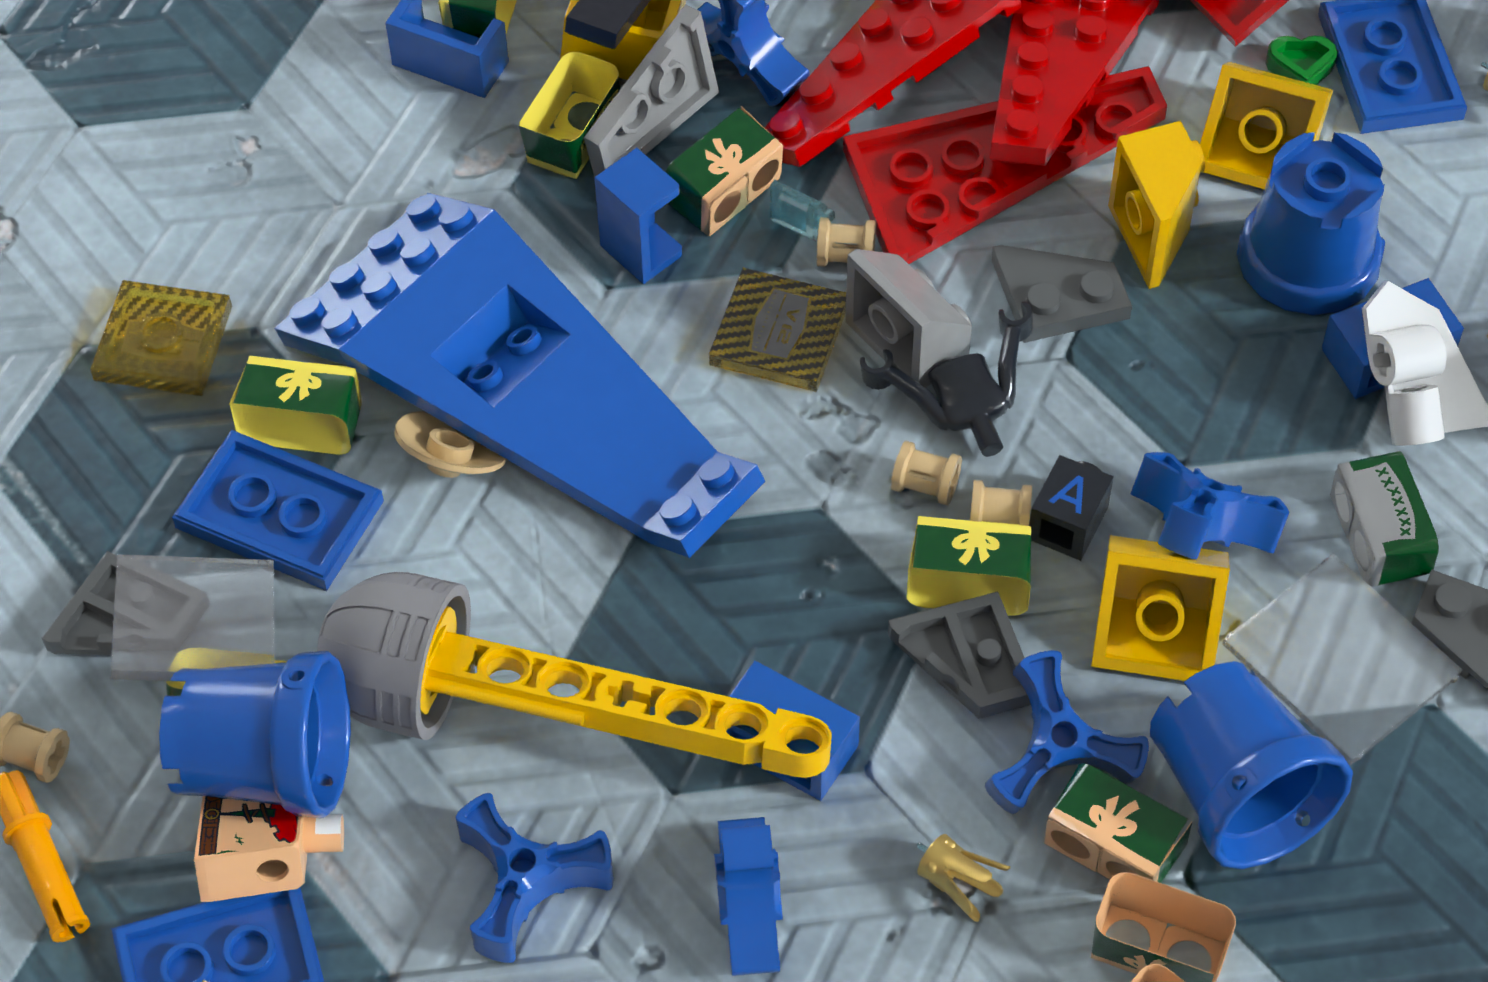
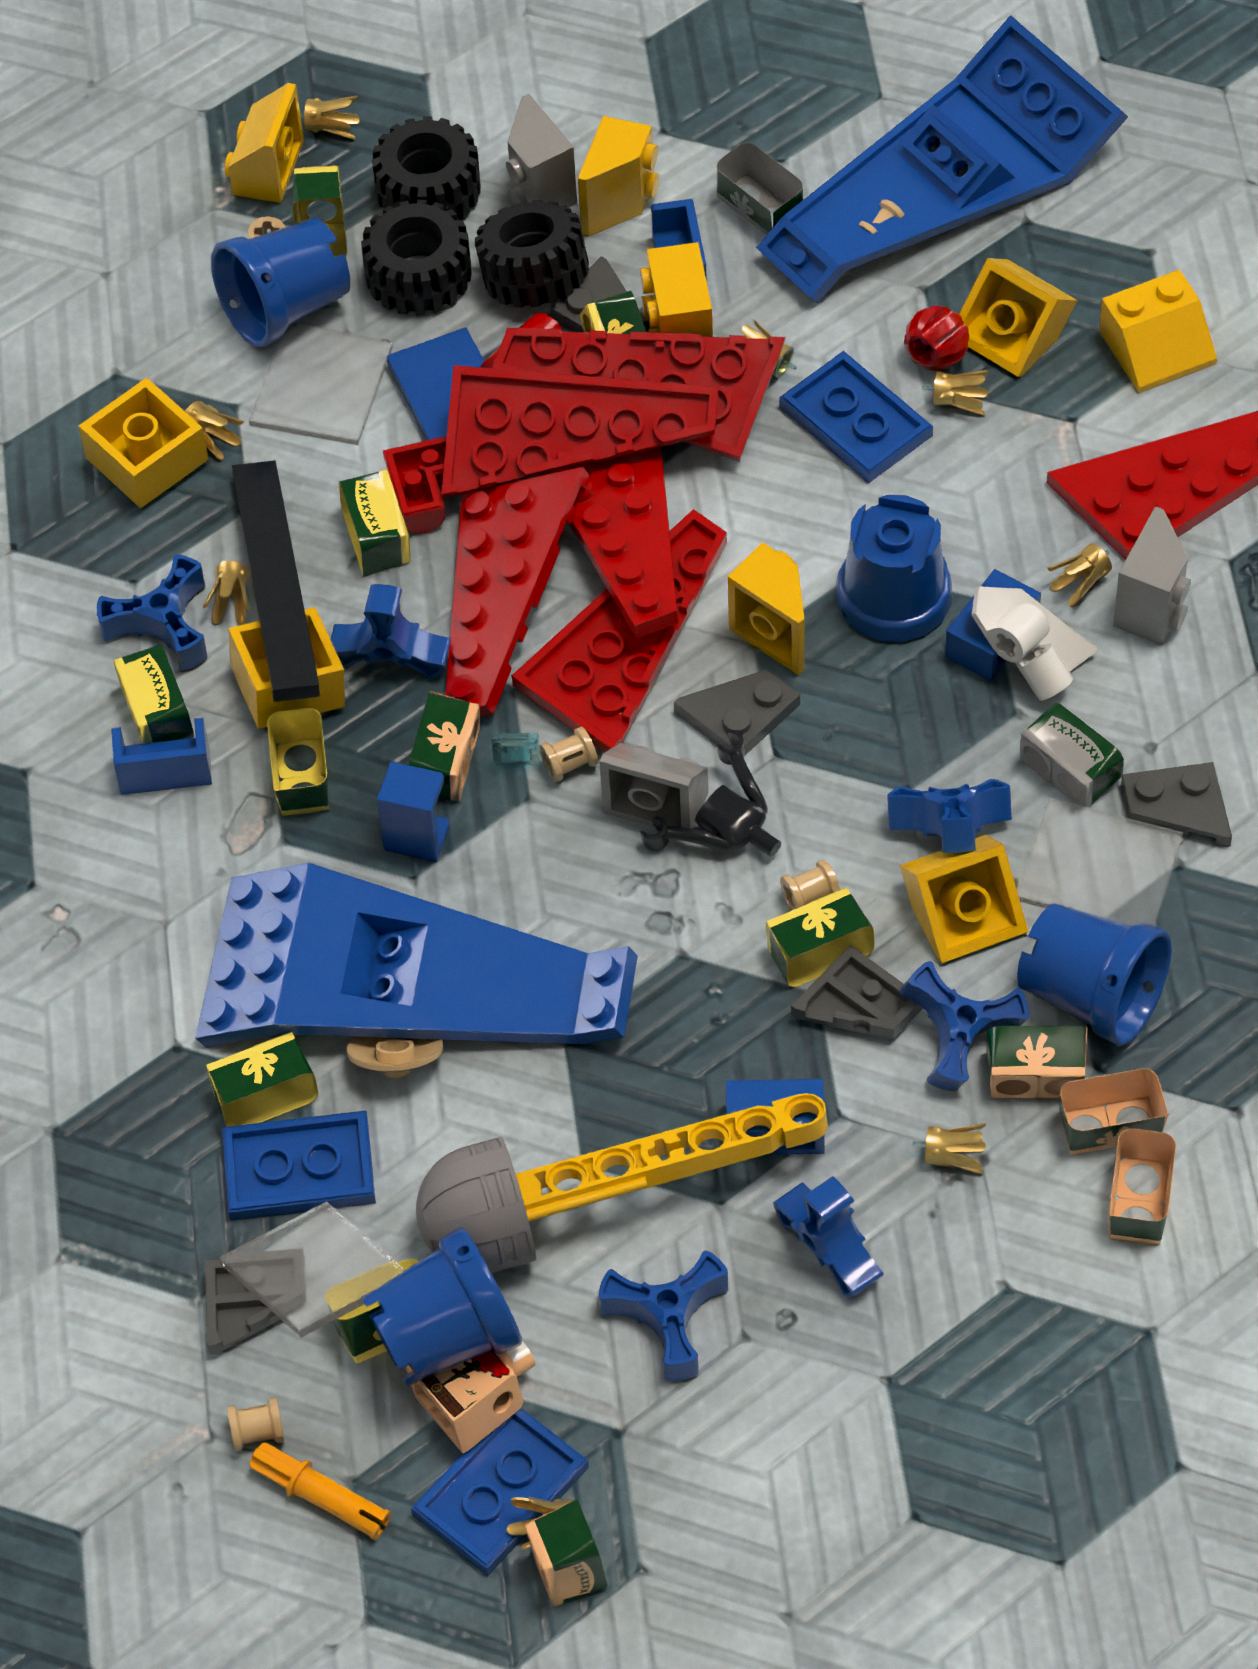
camera: 30 degrees left, 0 degrees up
(161, 338) = (112, 1090): clear yellow tile -> none
(659, 94) = (356, 718): light grey wing -> none
(778, 329) = (563, 842): tile -> none
(926, 473) = (742, 889): tan bush -> none
(1070, 507) = (858, 858): black brick -> none
(1254, 118) = (805, 512): yellow slope -> none
(1303, 59) = (793, 449): green tile -> none

